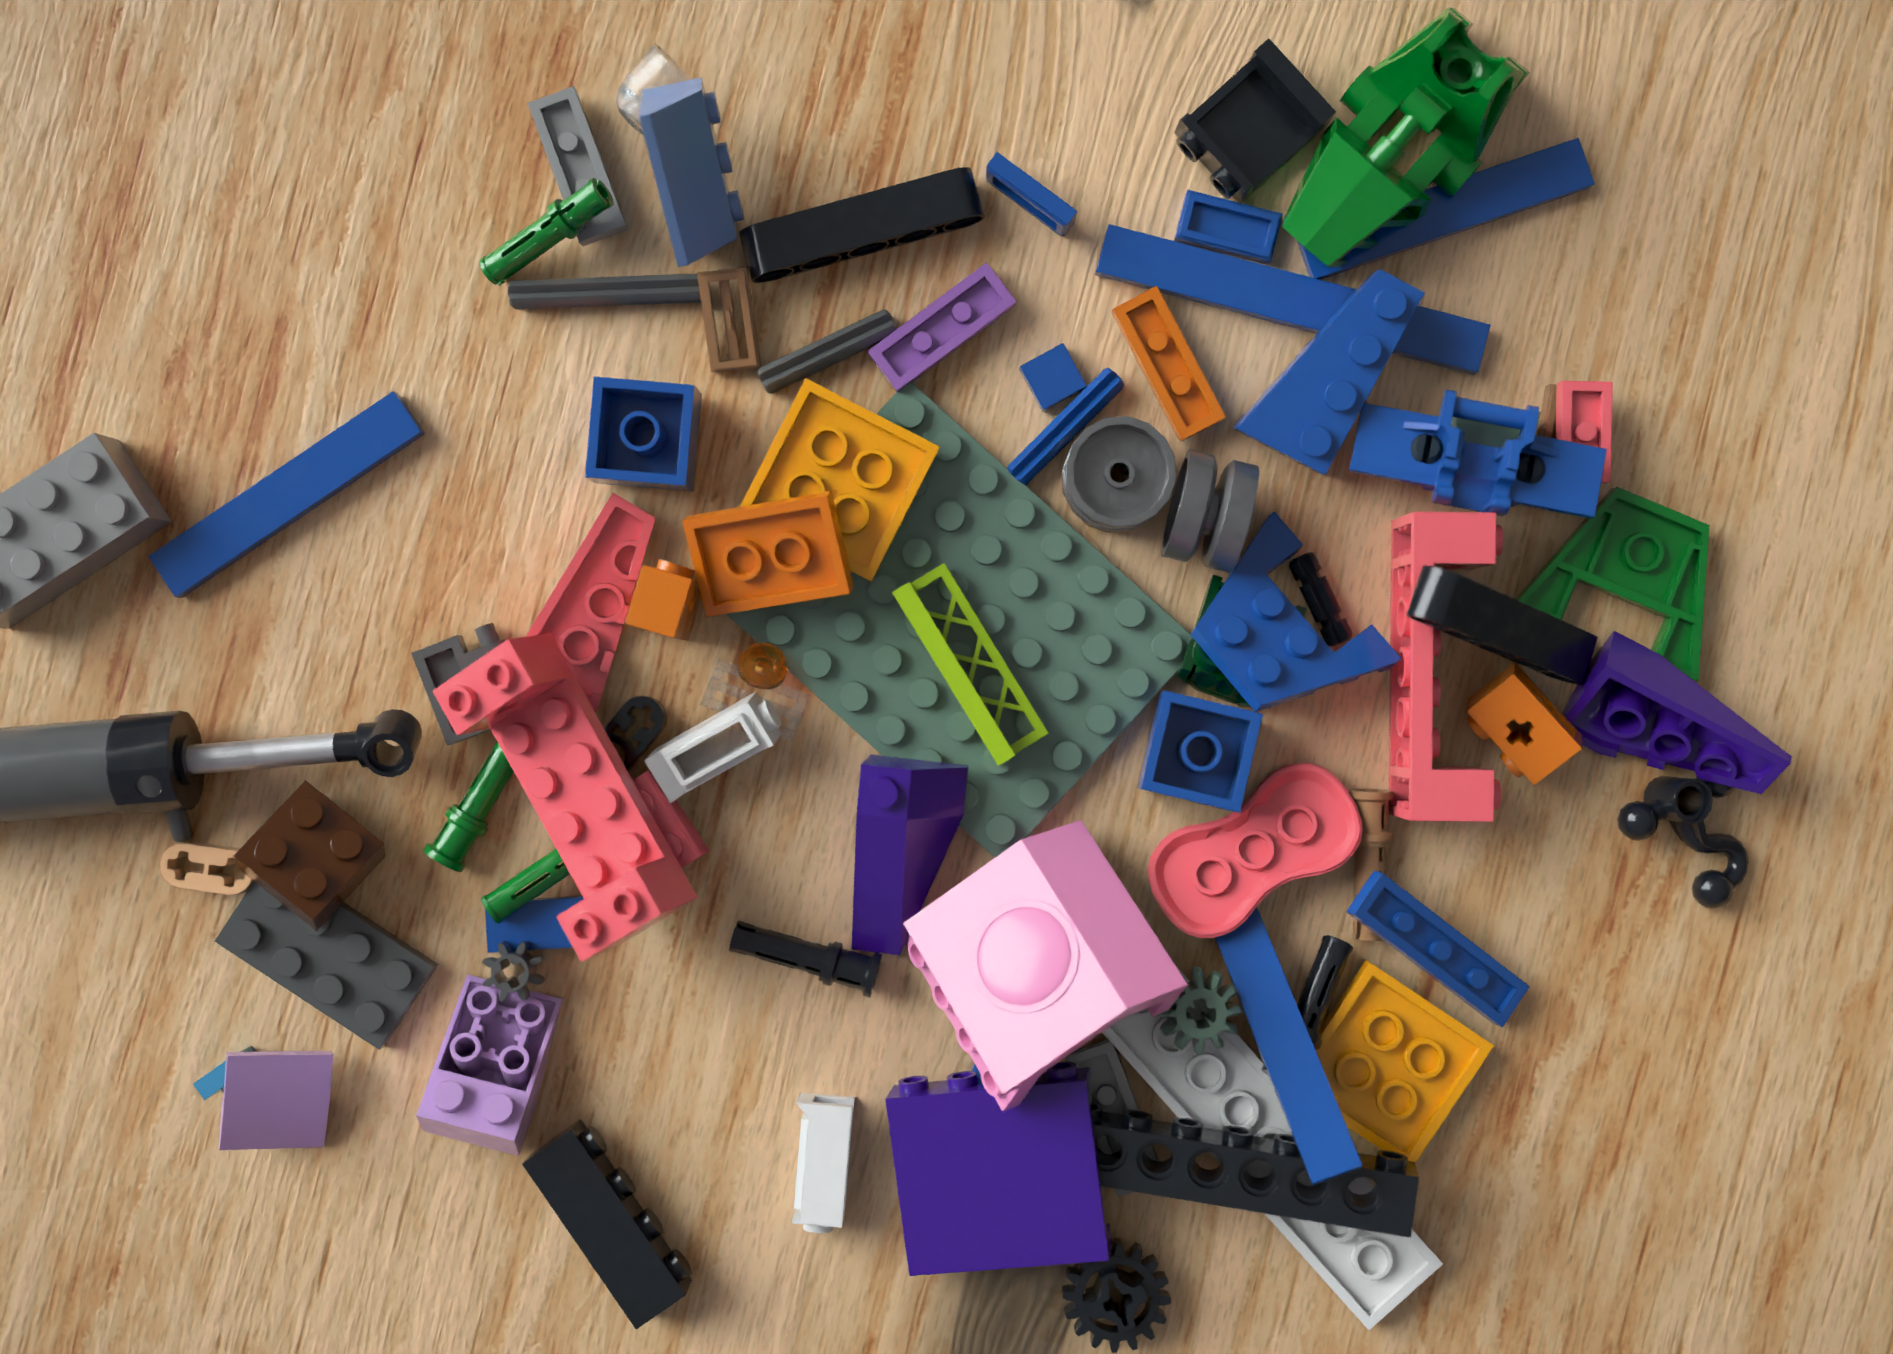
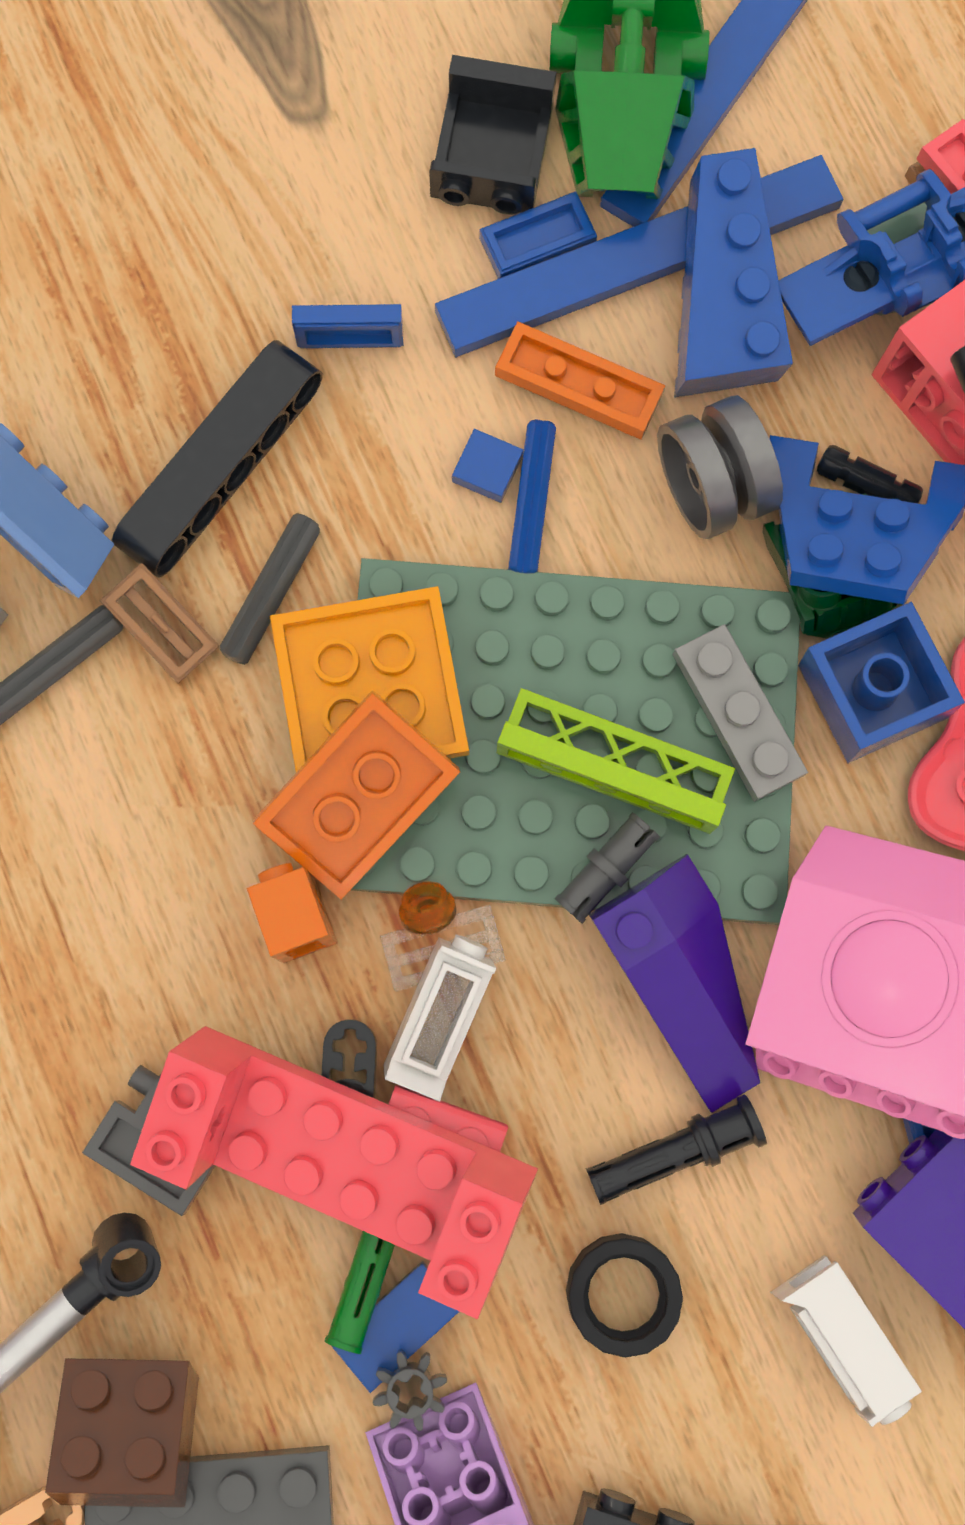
camera: 35 degrees left, 10 degrees down
(468, 818) = (253, 1274): green pin -> none
(595, 594) = (218, 959): coral wing -> none
(643, 434) = (156, 779): blue brick -> none
(663, 1031) = (669, 1305): none -> black tyre
(904, 734) = (607, 867): none -> dark grey pin
(942, 327) = (357, 493): medium lavender plate -> none
(1084, 696) = (739, 713): none -> light grey plate
(1143, 456) = (613, 497): flat silver wheel -> none

